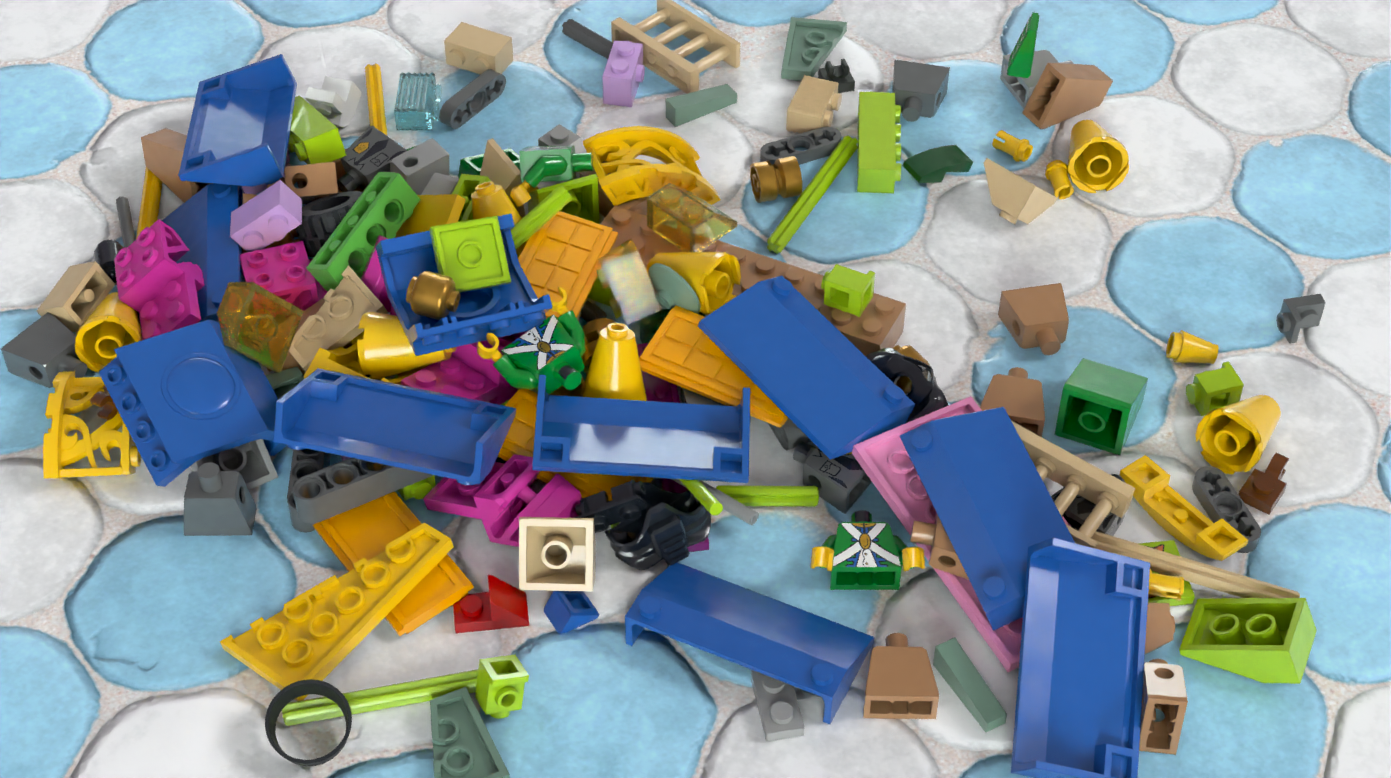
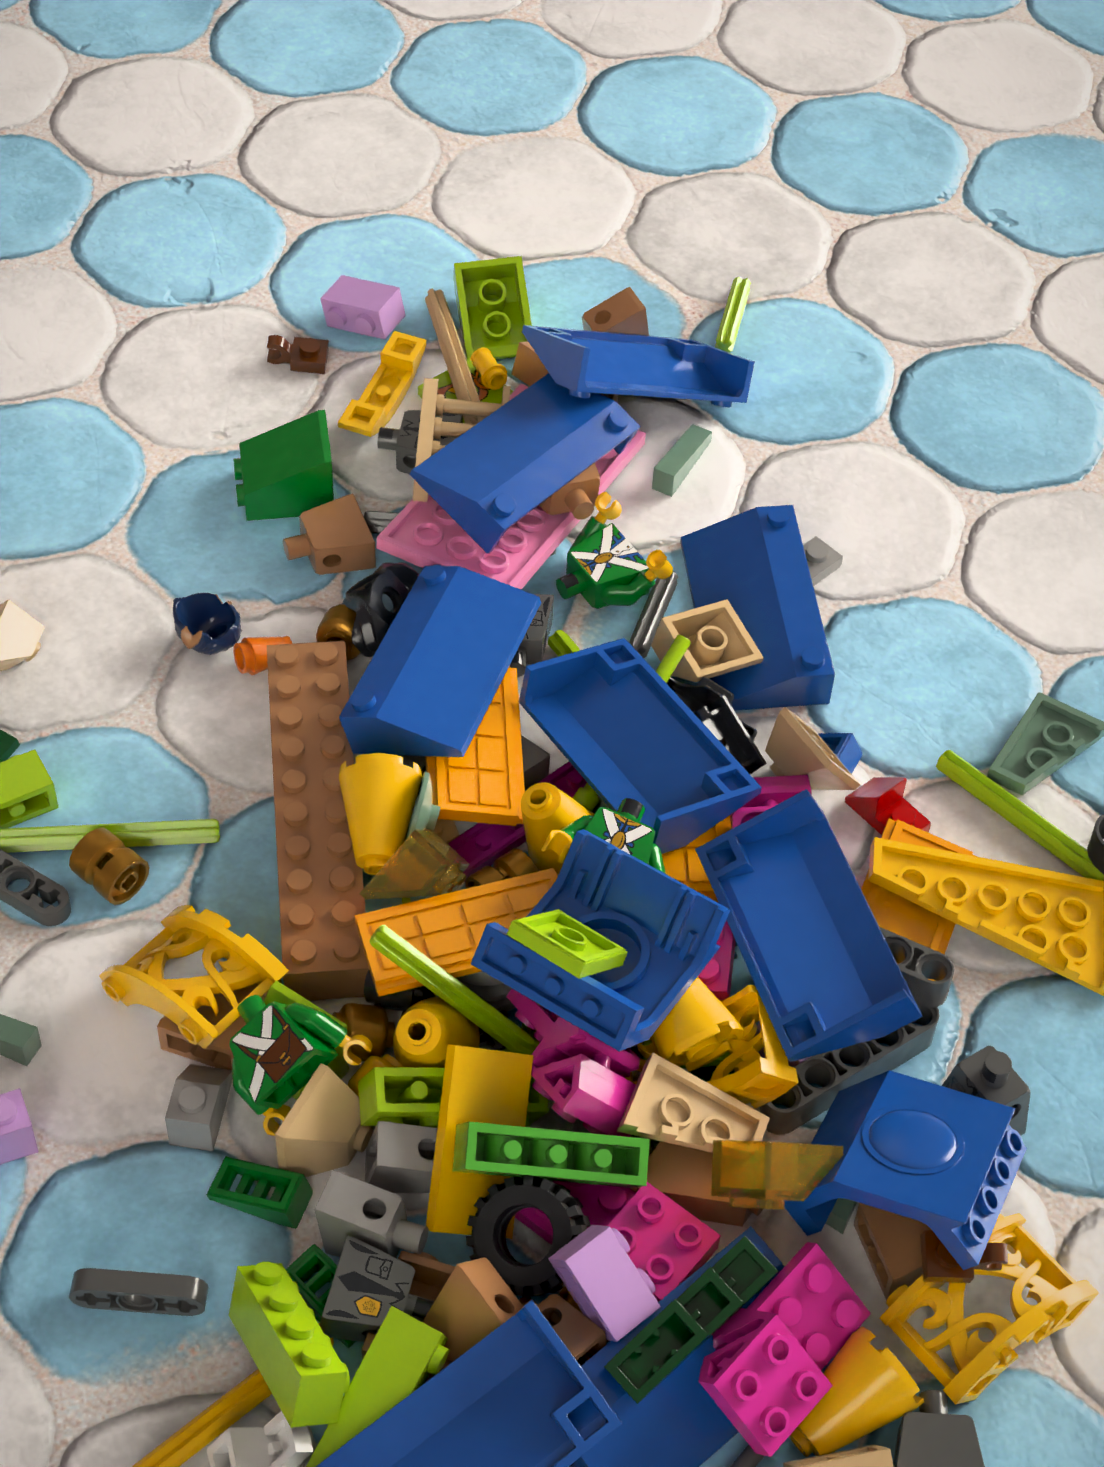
camera: 125 degrees left, 5 degrees up
(211, 249) = (690, 1319): none -> dark green slope
(371, 106) = (288, 1345): none -> lime brick
(416, 102) = (190, 1356): clear light blue brick -> none
(432, 295) = (653, 944): pearl gold head -> none
(478, 49) = (37, 1338): tan brick -> none
(502, 692) = (970, 734): lime brick -> none
(686, 219) = (281, 861): clear yellow slope -> none
(722, 556) = (716, 639): none -> tan slope
(799, 570) = (652, 613): none -> dark grey axle
(848, 289) = (302, 670): lime brick -> none
(900, 682) = (719, 491): medium nougat torso -> none
(918, 322) = (251, 653): none -> orange cone
(963, 297) = (206, 623): none -> dark blue hair
(1036, 316) = (188, 561): medium nougat torso -> none
(1190, 349) = (156, 447): yellow cone -> none
(1215, 389) = (204, 409): lime brick -> none
(1225, 495) = (342, 382): dark grey beam -> none
(1238, 433) = (255, 370): yellow cone -> none
(1298, 314) = (54, 387): dark grey bracket -> none
(1298, 537) = (363, 307): none -> lavender brick

